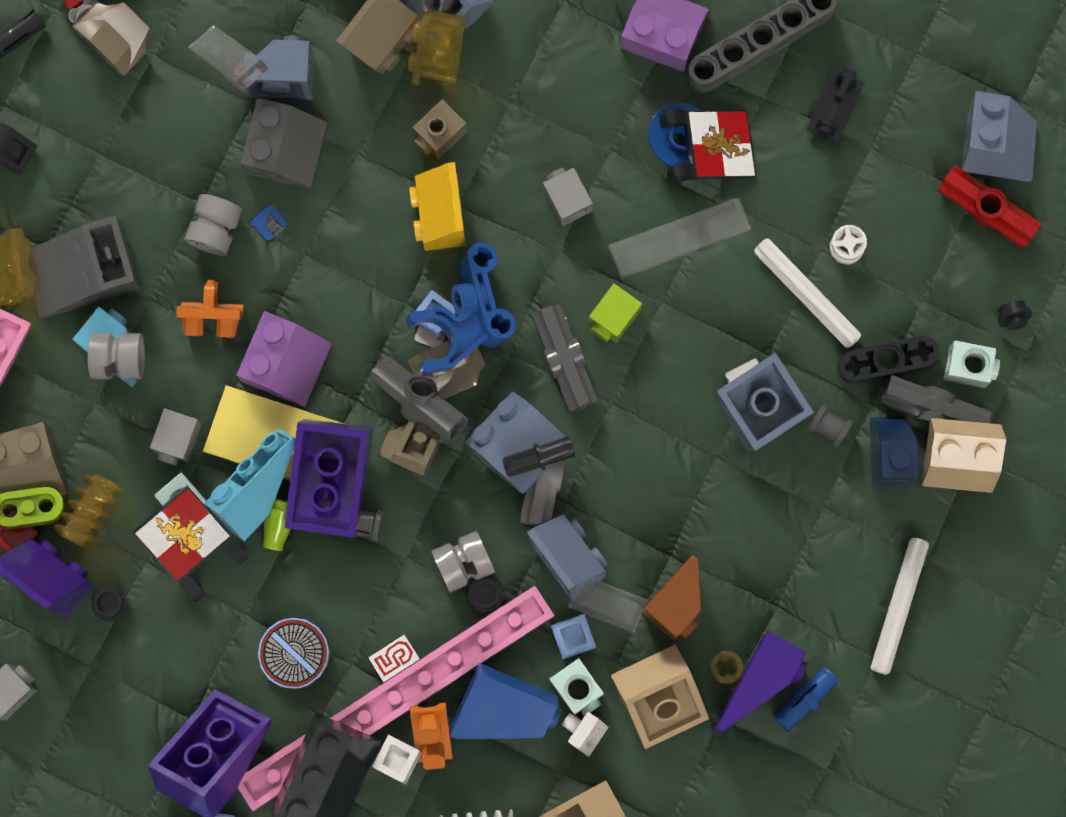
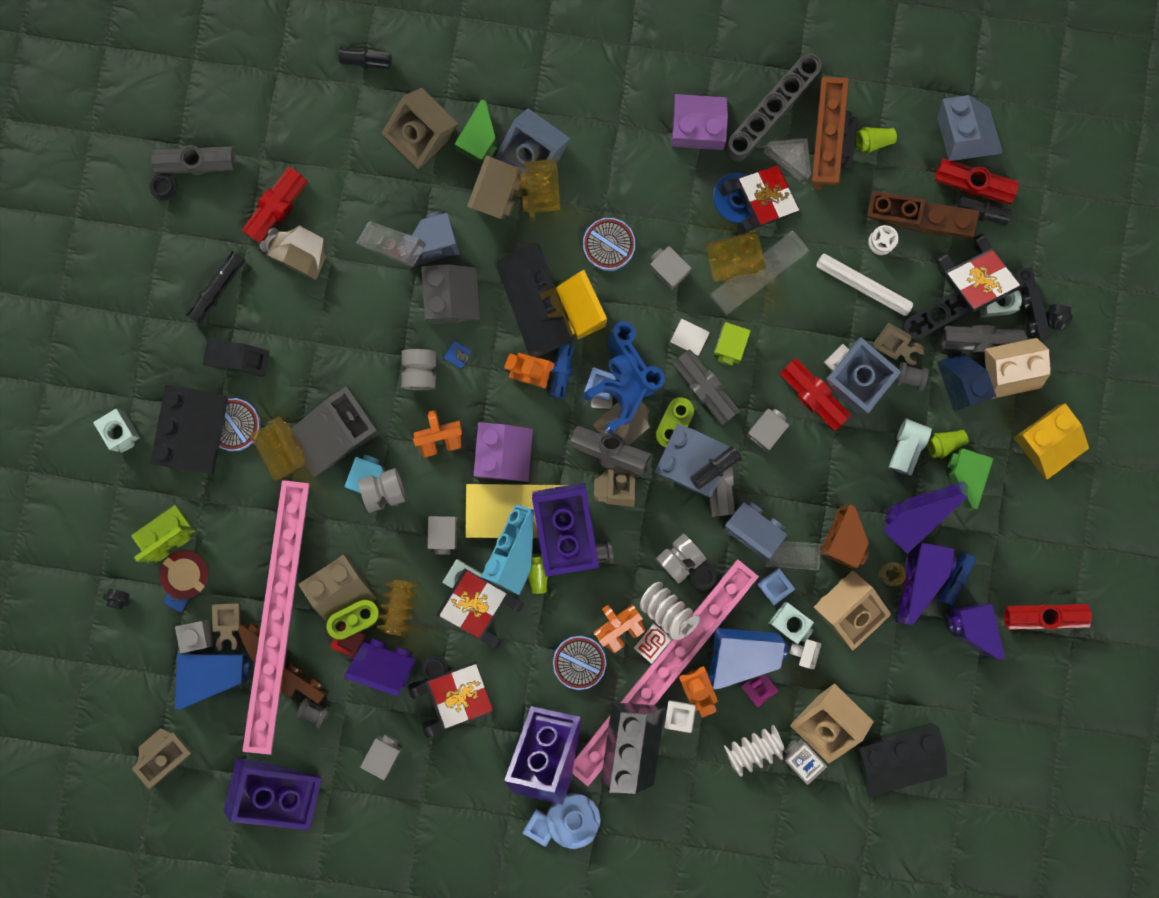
camera: 20 degrees left, 5 degrees up
(125, 646) = (456, 697): none -> flag
(342, 627) = (627, 620): none -> orange hips
(350, 267) = (529, 369): none -> orange hips
(385, 185) = (534, 300): none -> black bracket
(391, 282) = (561, 371): none -> blue pin
(425, 622) = (668, 612): none -> white piece
(439, 130) = (560, 248): dark tan brick -> none
(502, 144) = (609, 244): none -> tile
(508, 382) = (671, 419): none -> lime plate
(510, 758) = (759, 689): none -> magenta tile
(566, 290) = (689, 337): none -> white sticker
(626, 434) = (768, 429): none -> light grey brick
(654, 207) = (735, 256): none -> clear yellow bracket
(699, 409) = (814, 394): none -> red piece
(765, 105) = (792, 157): none -> clear slope
(767, 603) = (919, 515): none -> dark purple slope
(802, 507) = (911, 440): none -> light aqua piece
(806, 766) = (977, 628): none -> dark purple slope
(821, 89) = (830, 132): none -> dark orange fence
(822, 376) = (896, 342): none -> dark tan plate
(847, 523) = (944, 443): none -> lime cone
(862, 571) = (971, 469): none -> bright green slope
(876, 115) = (871, 139): none -> lime cone
(899, 606) = (1001, 481): white axle -> none
(906, 229) = (922, 216): none -> reddish brown slope
(928, 789) = (1062, 616): none -> red piece
(956, 328) = (980, 278): none -> flag
(985, 563) = (1053, 440): none -> yellow slope
(987, 247) = (986, 211): none -> black axle
(1012, 381) = (1032, 303): none -> black hinge
(1014, 315) = (1018, 254): black plate -> none
(1041, 408) = (1059, 316): none -> black plate

